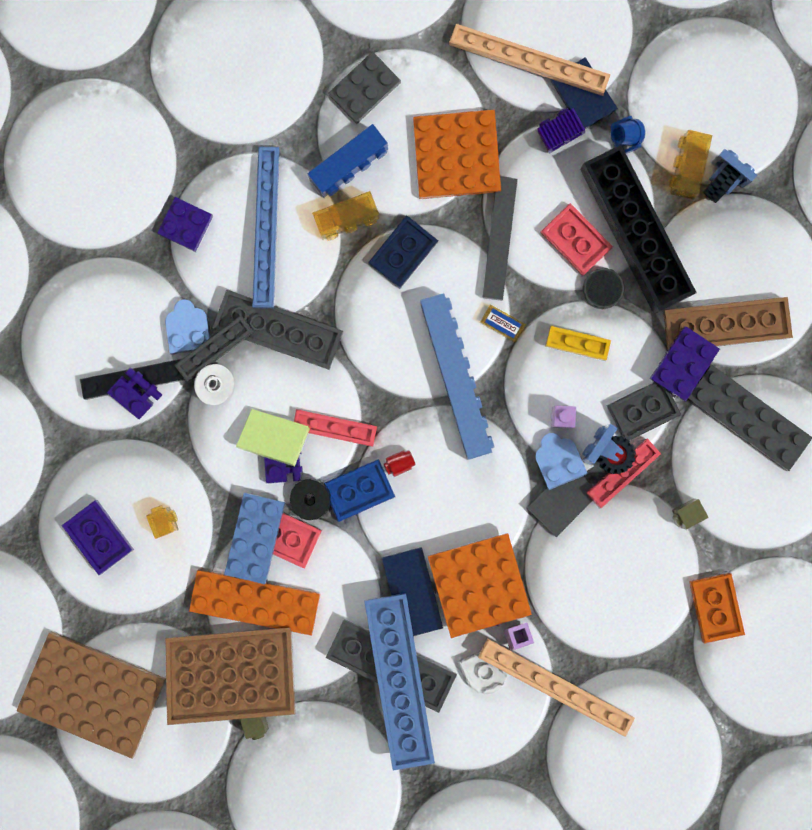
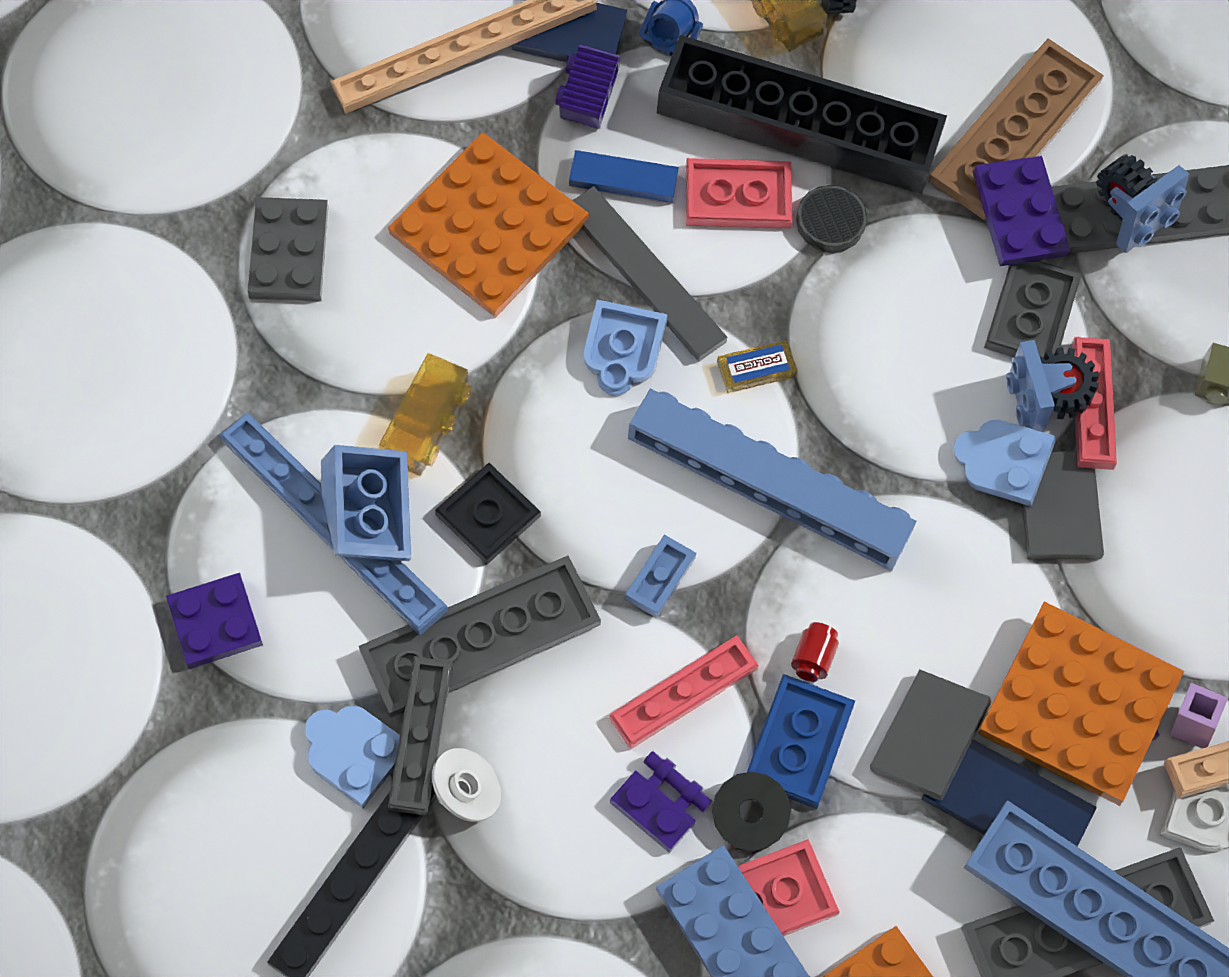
camera: 50 degrees left, 20 degrees down
(130, 397) = (367, 913): dark purple plate -> none
(273, 437) = (618, 776): yellowish green tile -> none
(281, 235) = (367, 502): none -> medium blue slope
(332, 281) = (487, 513): none -> black tile
(348, 161) = (359, 348): blue brick -> none
(371, 373) = (660, 576): none -> medium blue plate
(403, 252) = (542, 396): dark blue tile -> none
(409, 538) = (930, 734): none -> dark grey tile
(456, 262) = (623, 345): none -> light blue plate
(535, 185) = (623, 176): none -> blue tile
(563, 417) = (951, 402): lavender brick -> none
(578, 343) = (872, 304): yellow plate -> none
(737, 410) = (1141, 198): none -> medium blue plate

